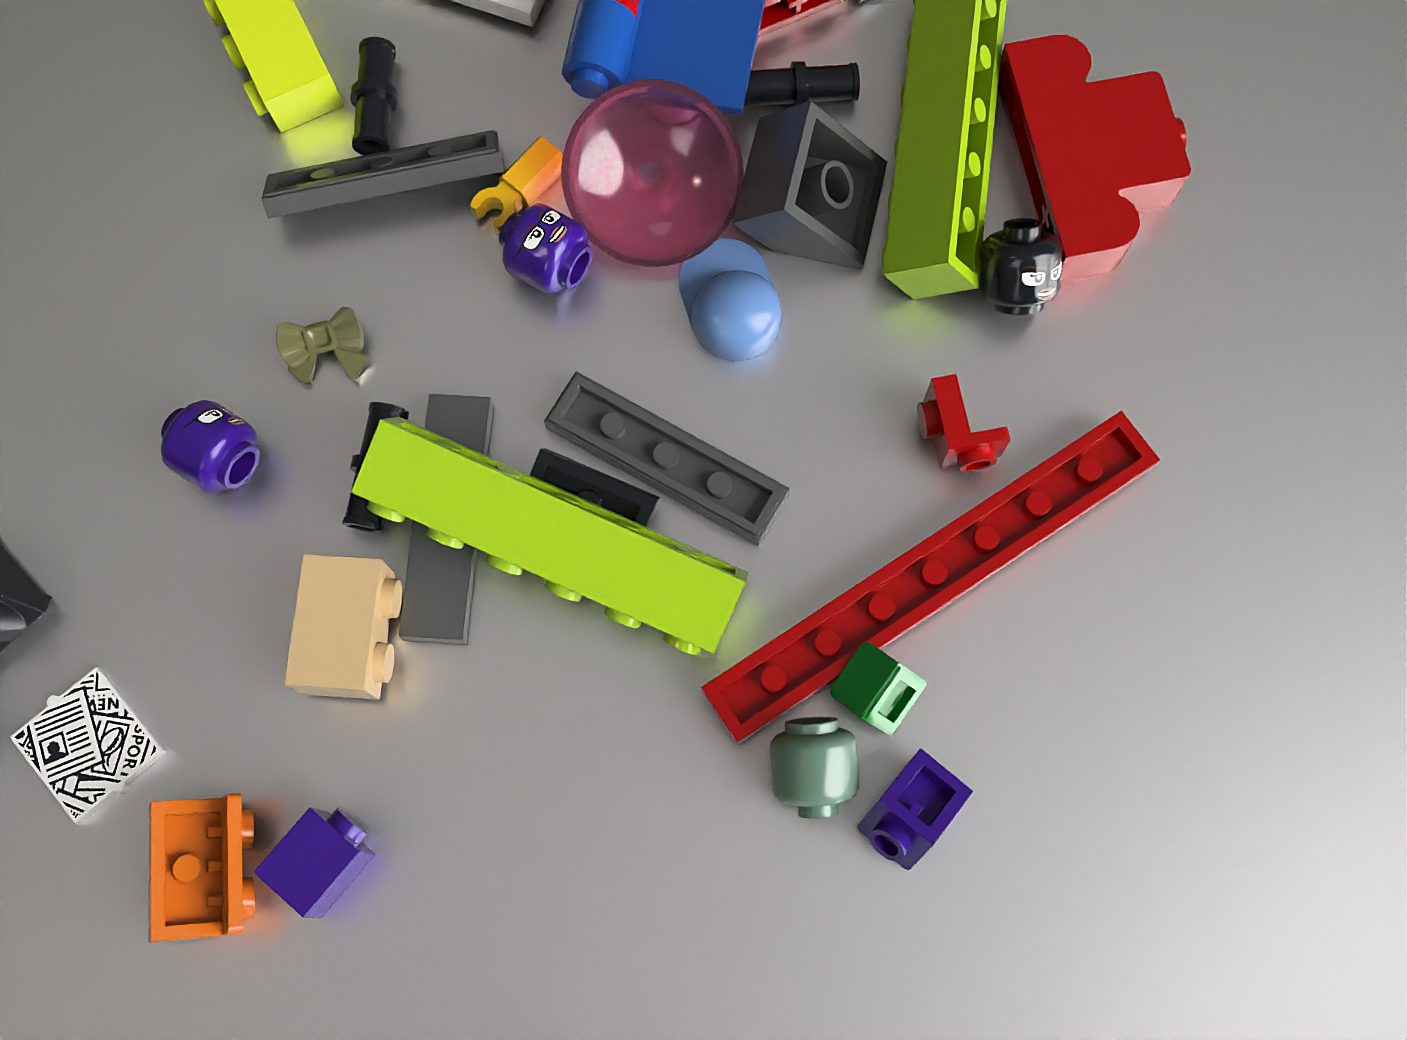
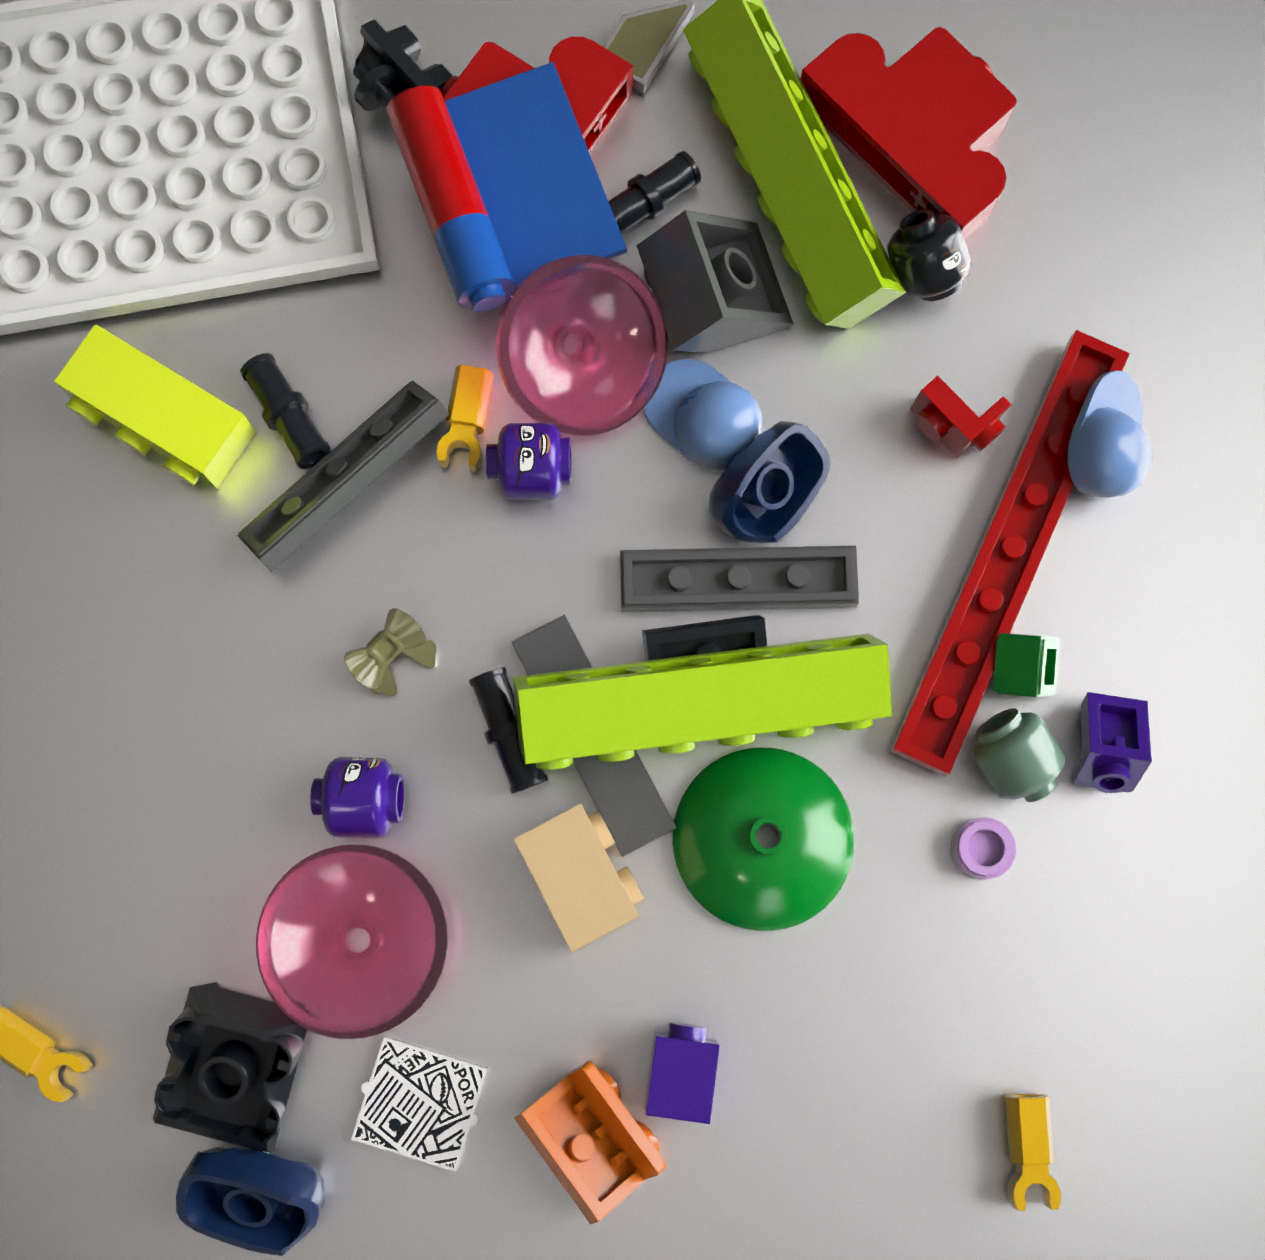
camera: 40 degrees left, 5 degrees up
(85, 542) = (308, 952): none -> clear pink dish
(562, 736) = (727, 865): none -> green dish
(730, 833) = (983, 848): none -> lavender tile
(743, 386) = (770, 484): none -> dark blue piece
(1089, 523) = (1107, 444): none -> medium blue cap

